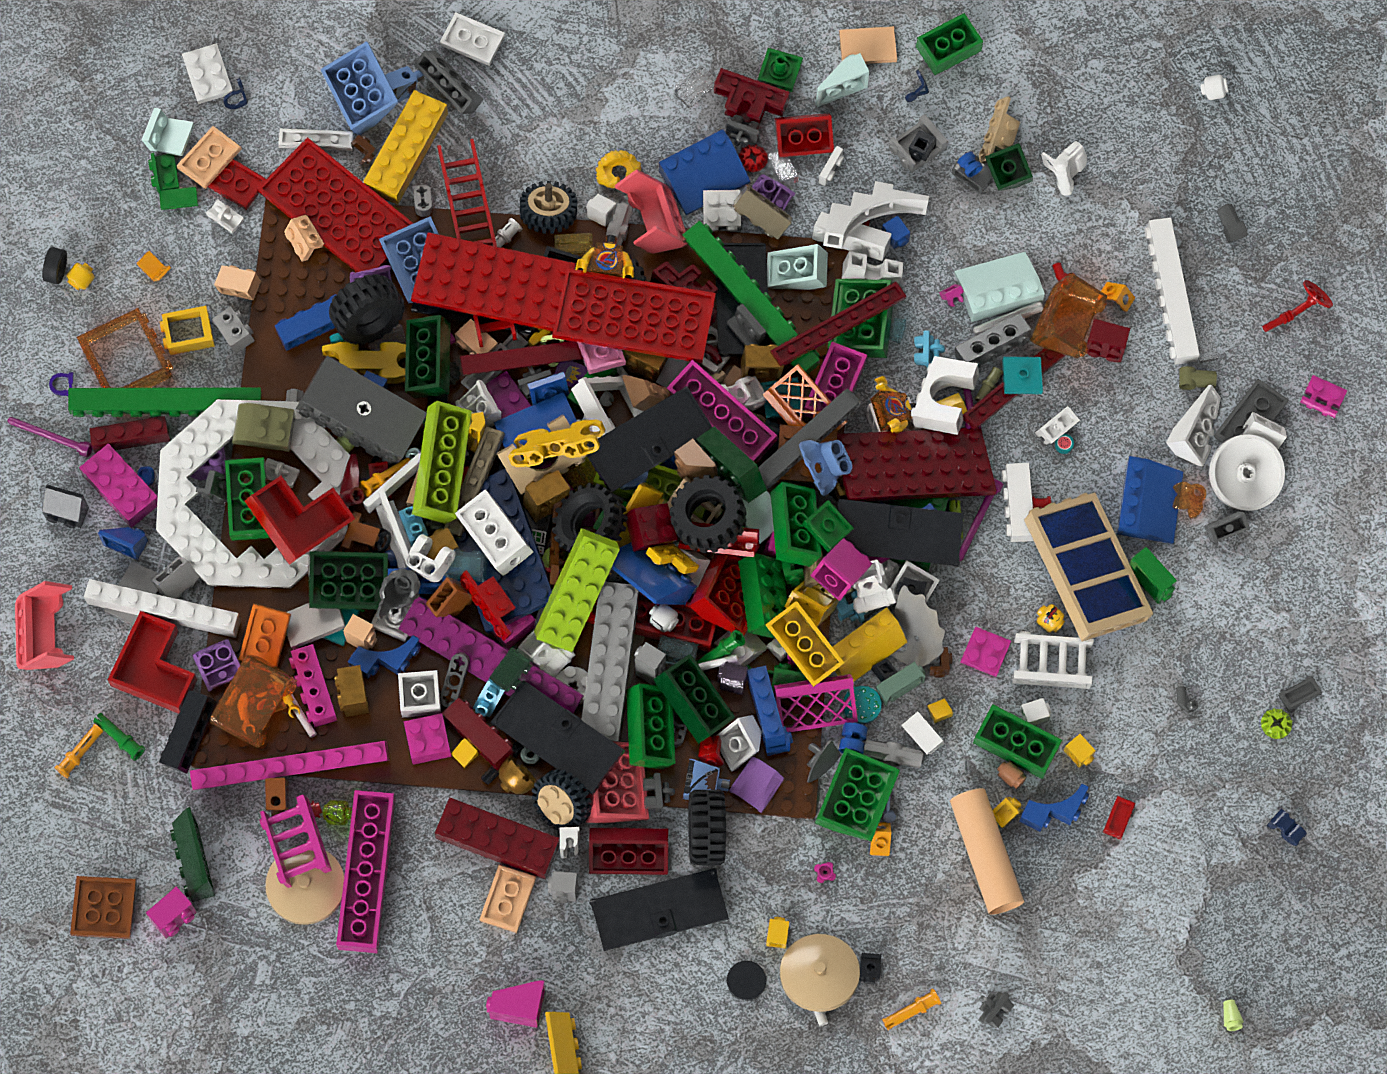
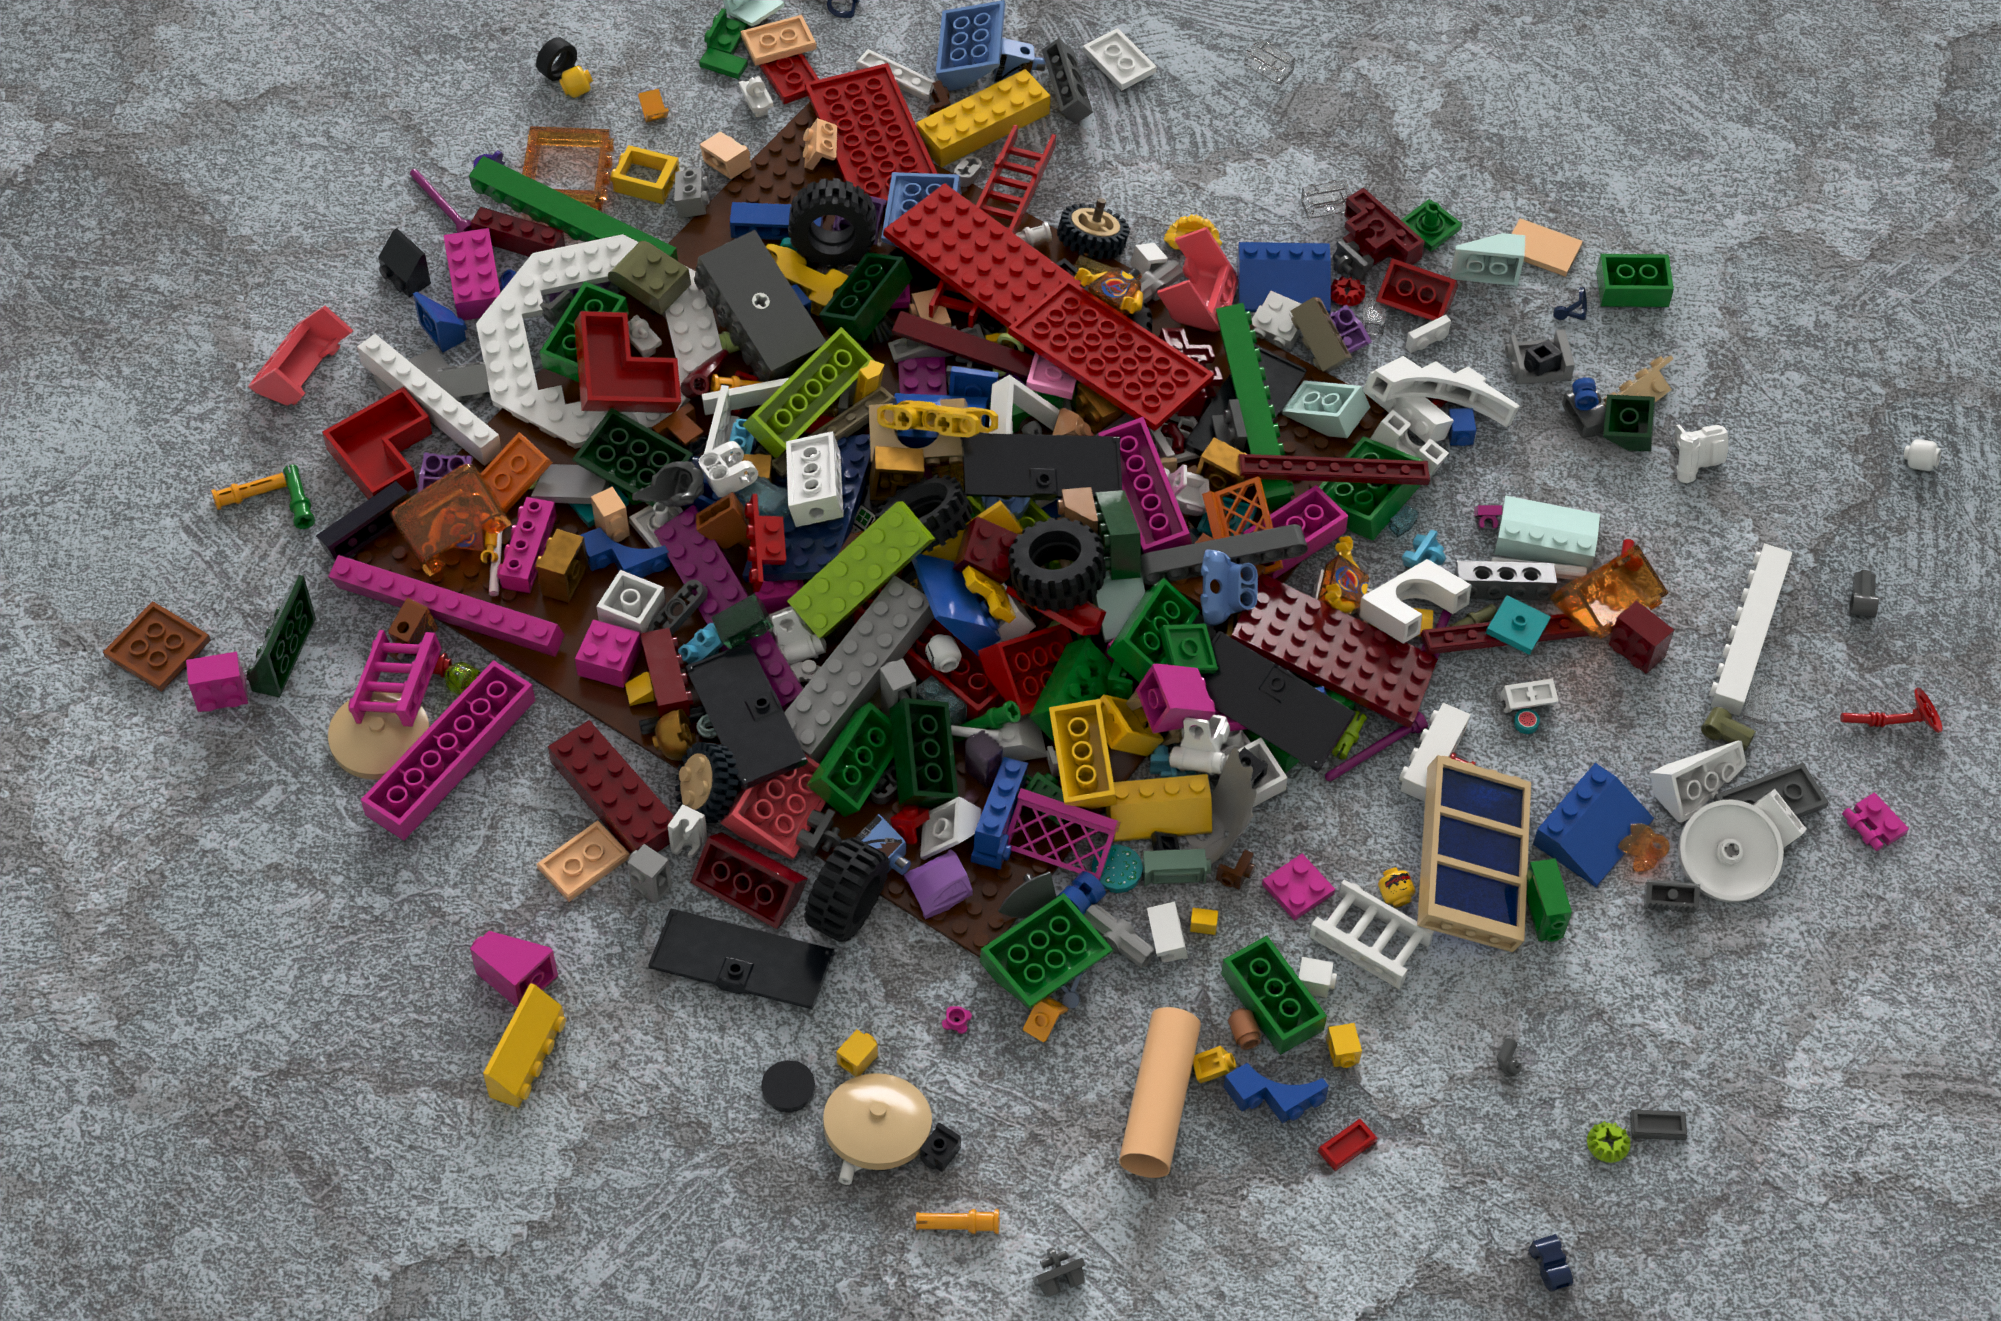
camera: 30 degrees right, 15 degrees down
(480, 400) = (895, 369): white slope -> none
(1116, 293) = (1683, 598): light orange bracket -> none

